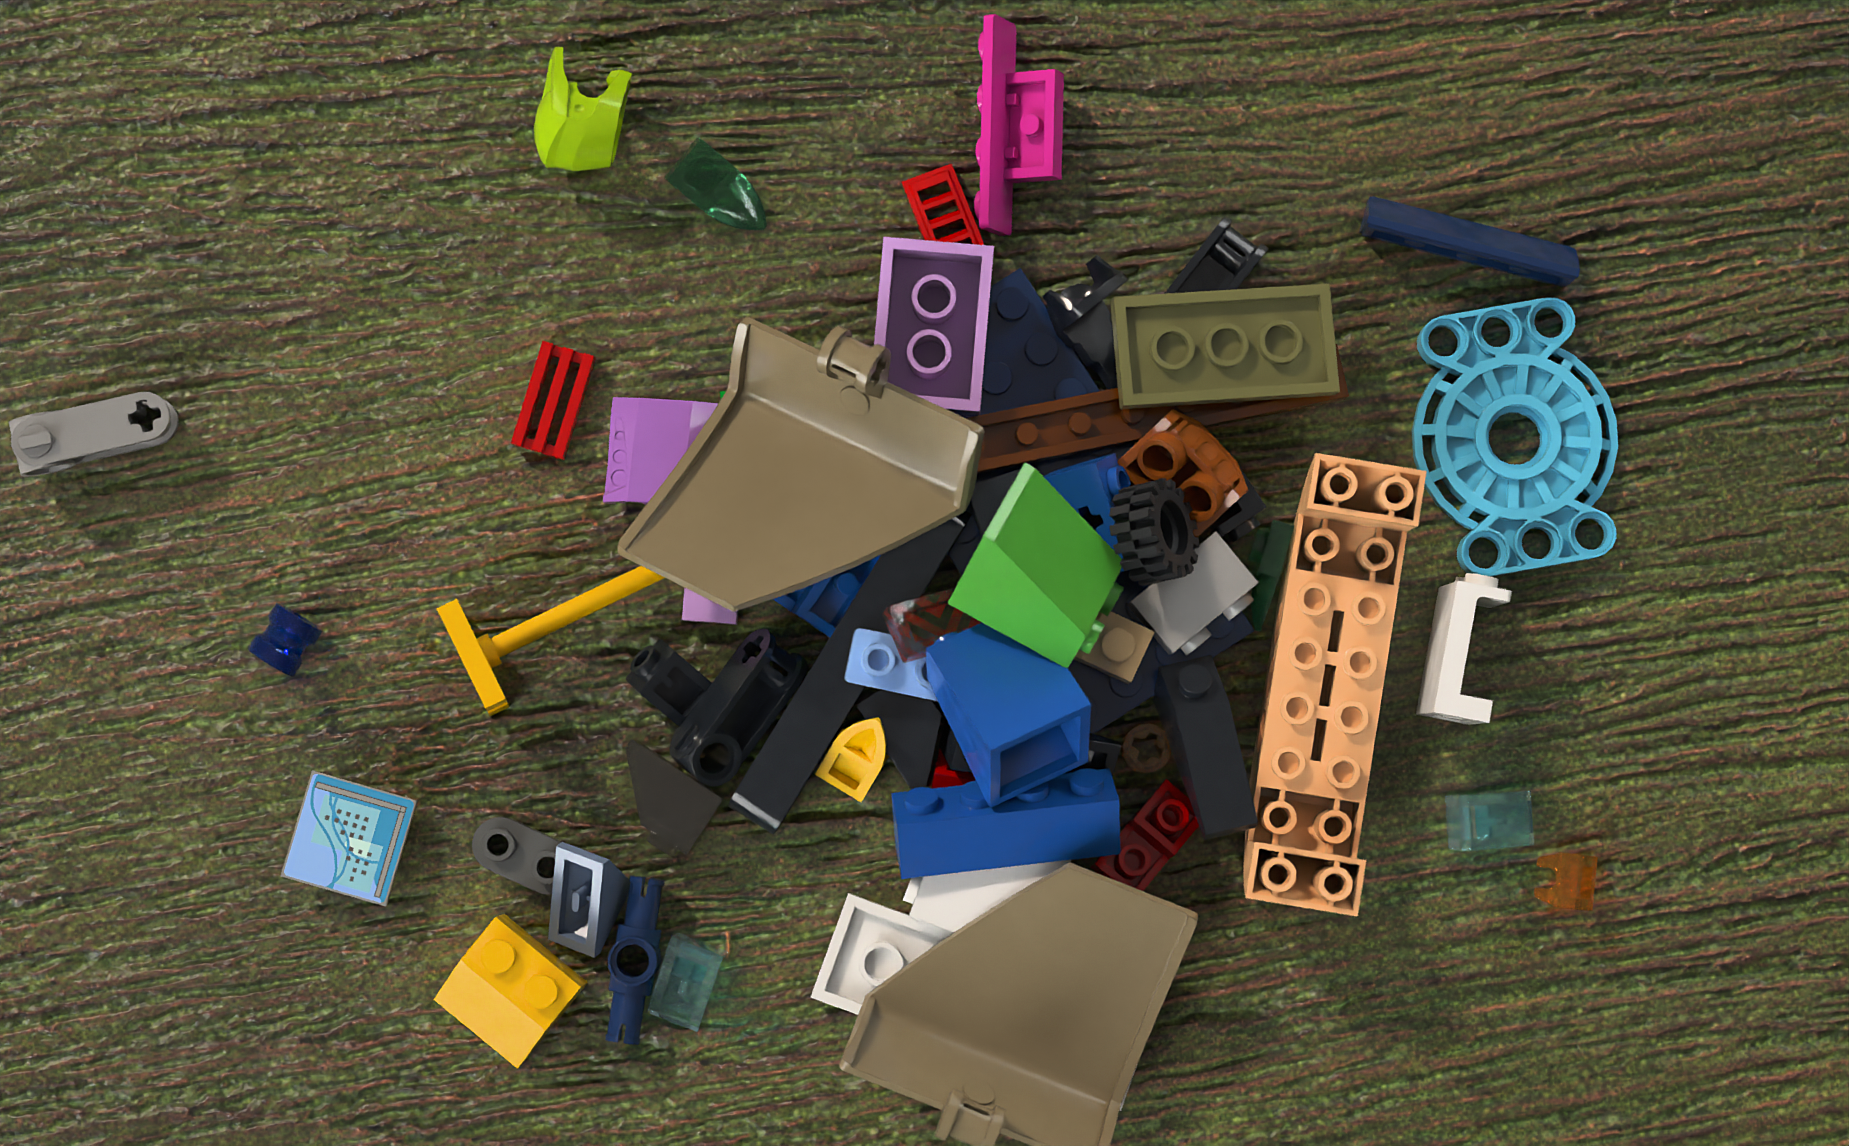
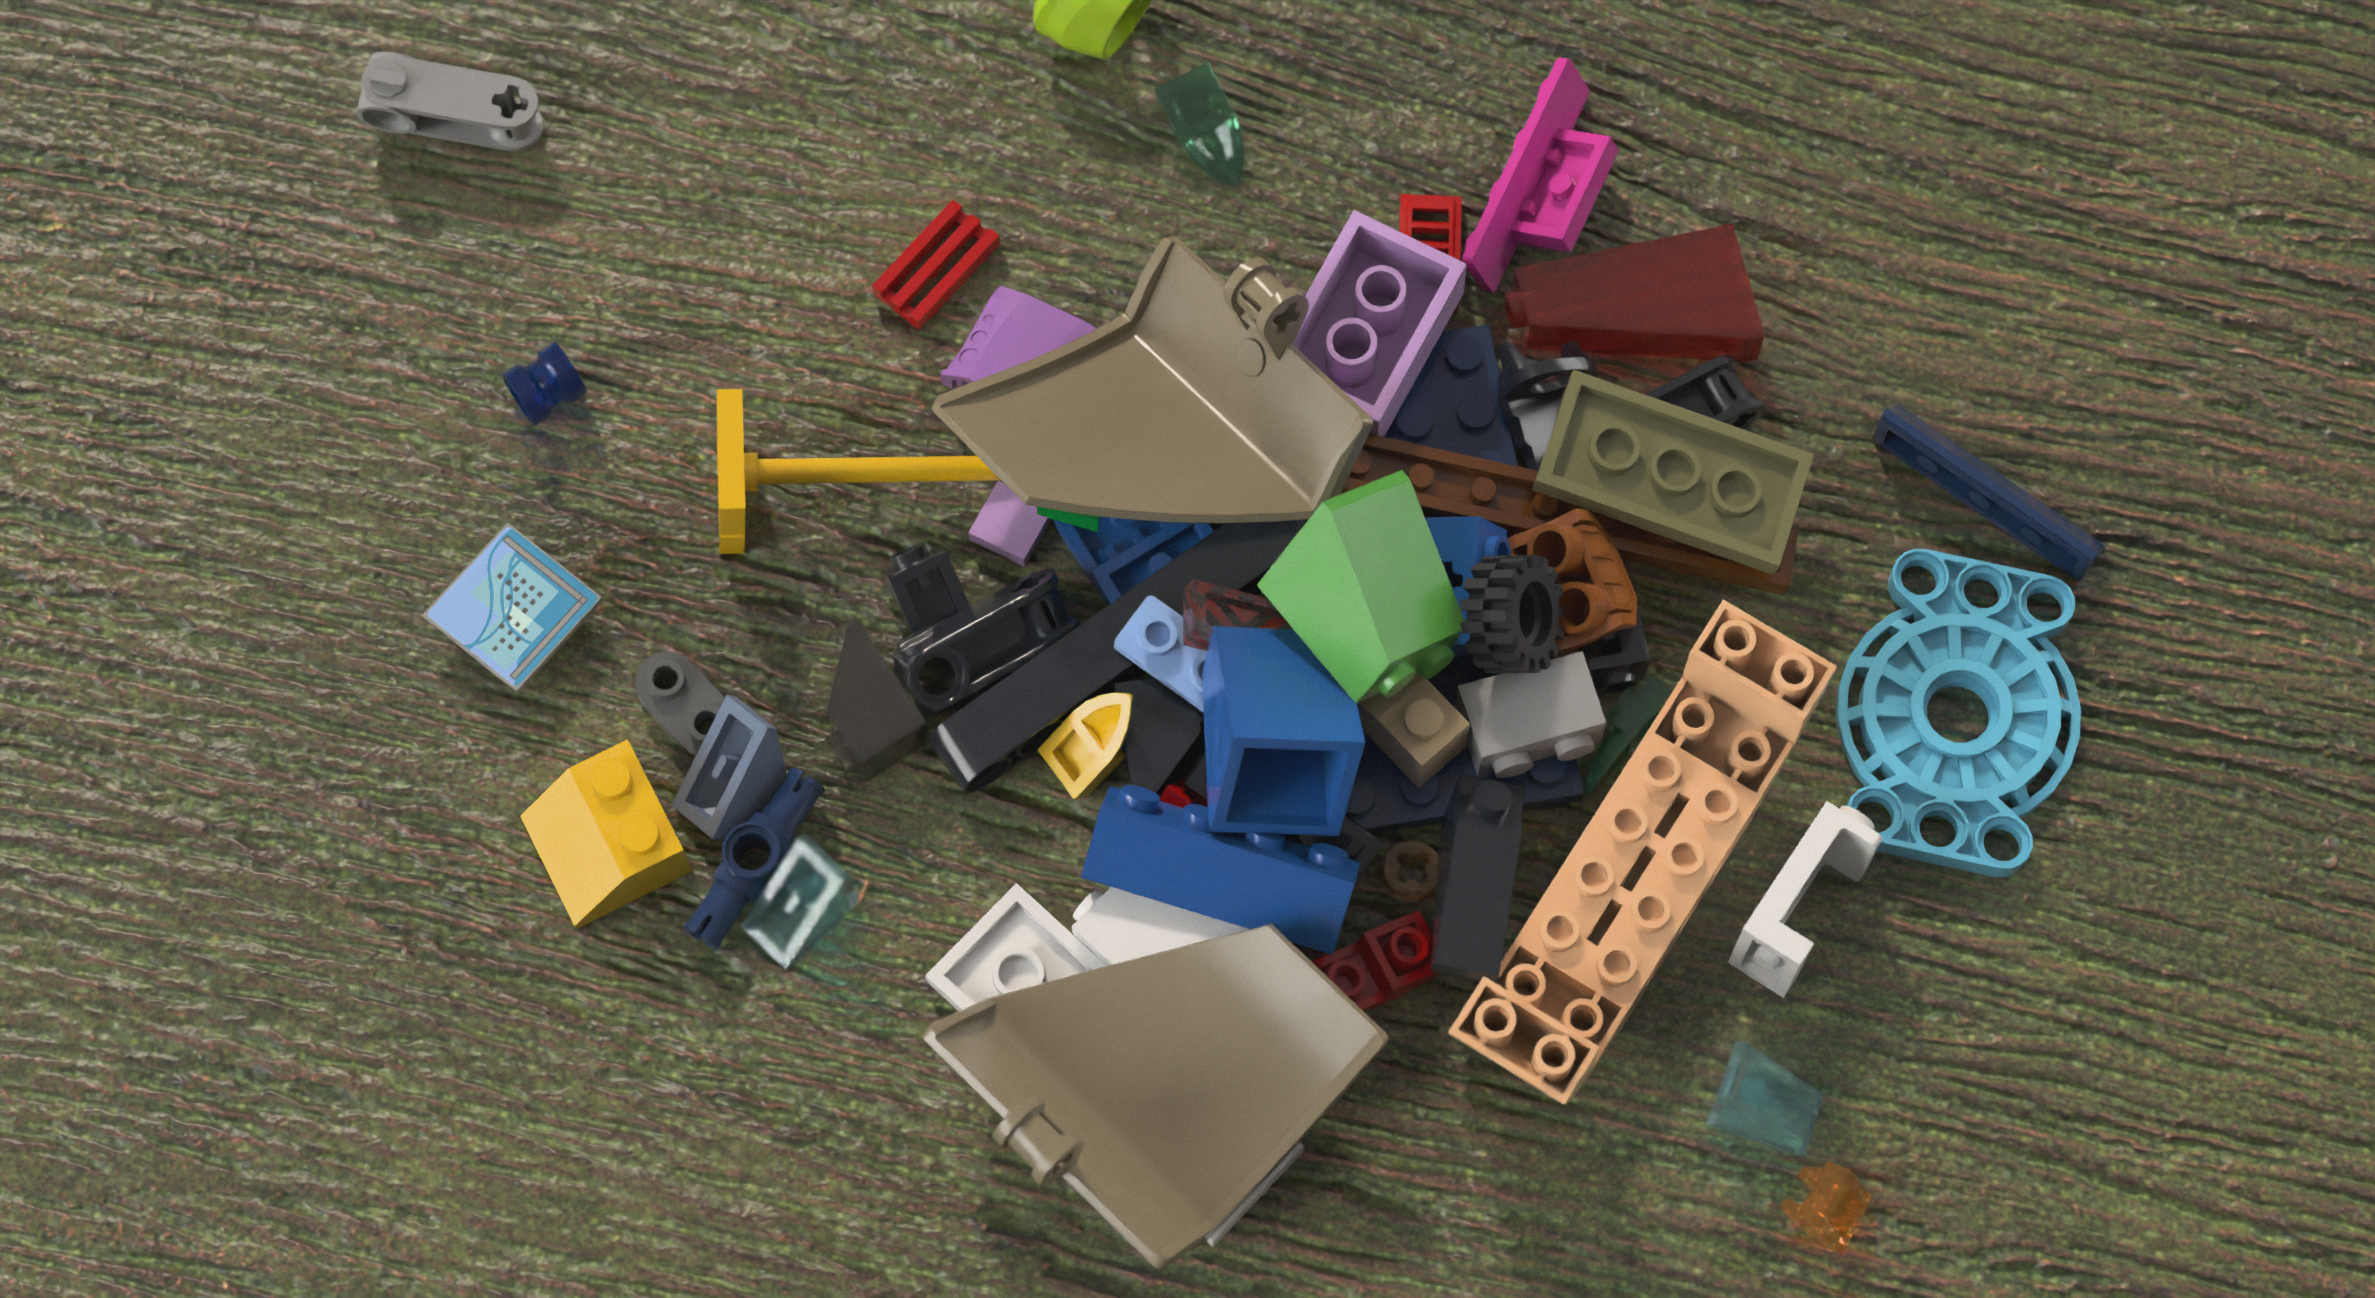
camera: 25 degrees right, 15 degrees down
(1140, 193) = (1643, 299): none -> clear red slope

